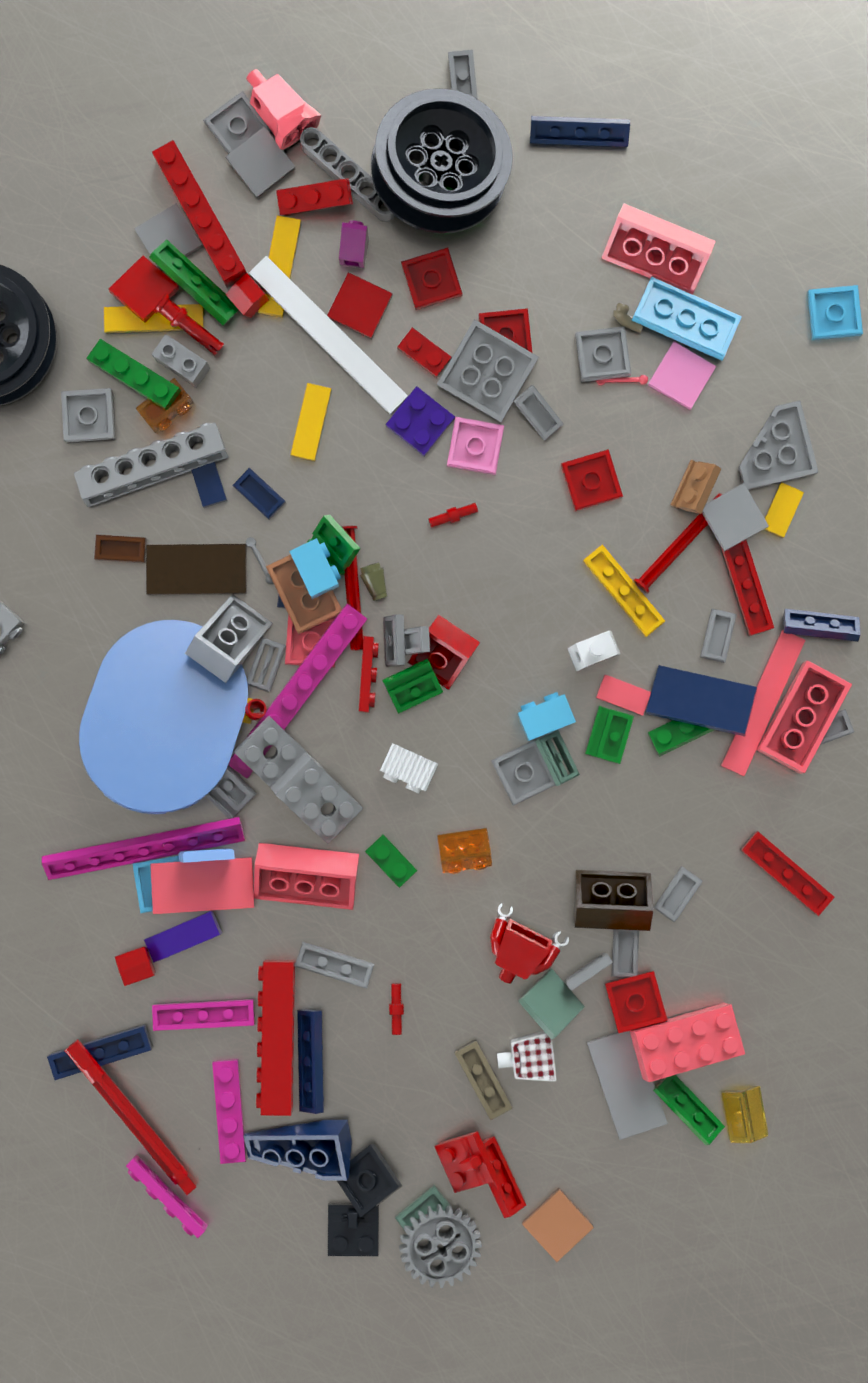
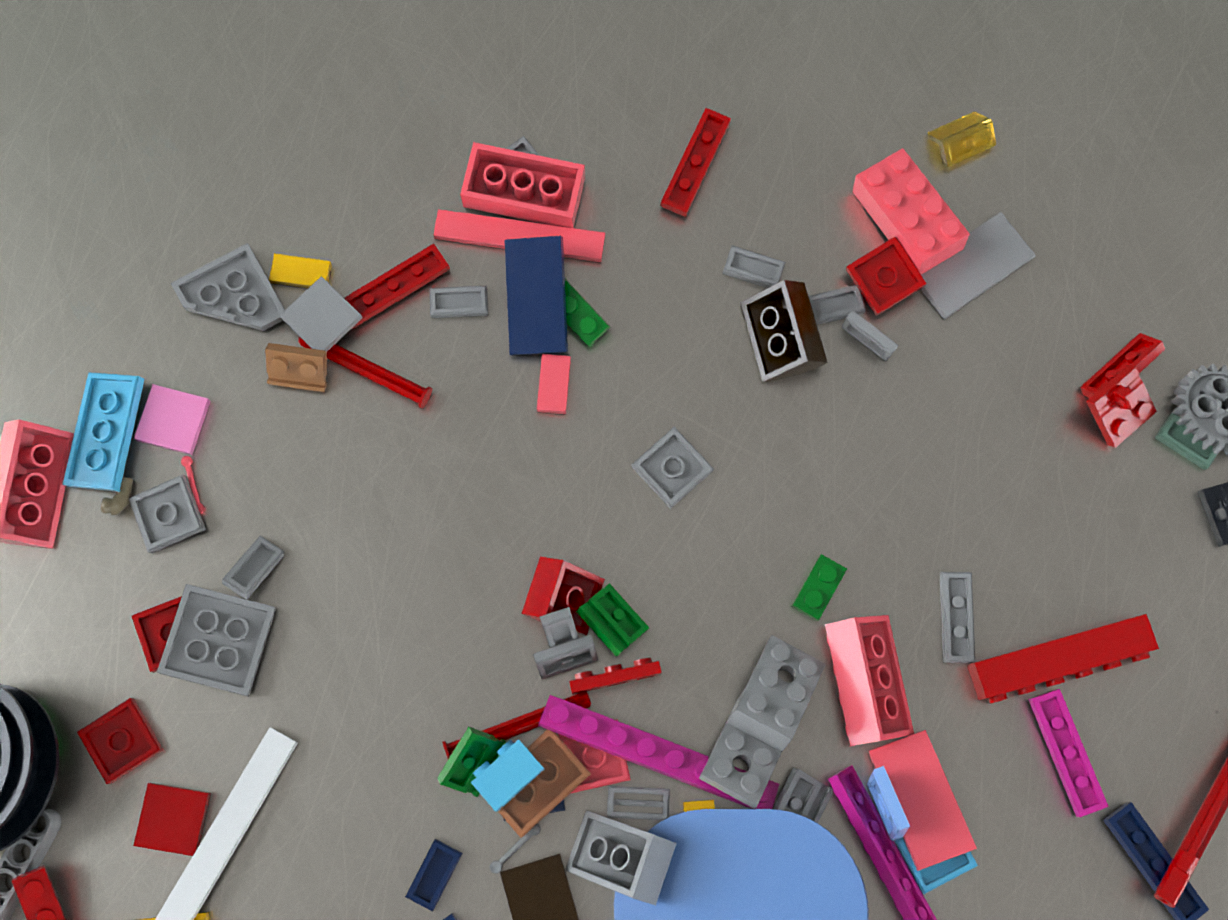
camera: 110 degrees left, 10 degrees down
(135, 966) = (1041, 852): red piece -> none
(183, 936) = (987, 804): dark purple slope -> none
(229, 1111) = (1163, 689): dark pink plate -> none
(255, 704) = (690, 800): red hinge -> none
(310, 1061) = (1075, 611): dark blue plate -> none
(310, 1147) = (1168, 579): dark blue wedge -> none
(311, 422) = (330, 836): yellow tile -> none
(353, 244) = (95, 848): magenta slope -> none
(369, 1180) = (1182, 508): black hinge -> none
(374, 580) = (502, 701): olive cone -> none
(396, 1009) = (982, 532): red bar -> none
(409, 768) = (708, 597): white brick -> none
(420, 421) = (297, 704): dark purple plate -> none
(424, 352) = (212, 723): red plate -> none
(453, 515) = (399, 632): red bar -> none
(465, 851) = (781, 507): clear orange bracket -> none
(475, 445) = (310, 630): bright pink tile -> none
(483, 1080) = (1025, 415): dark tan plate -> none
(521, 949) = (871, 412): red torso -> none
(530, 1057) = (982, 370): torso -> none
(545, 717) = (603, 459): medium azure brick -> none
(551, 1004) = (919, 363): sand green tile -> none
(554, 760) = (648, 437): sand green tile -> none
(557, 1225) = (1148, 295): nougat tile -> none
(591, 480) = (318, 486): red tile -> none
(593, 650) = (513, 426): white torso -> none
(609, 734) = (602, 385): green plate -> none
(624, 590) = (436, 416): yellow tile -> none
(689, 1109) = (979, 190): green plate -> none
(821, 625) = (417, 196): dark blue plate -> none
(835, 312) = (62, 275): medium azure tile -> none

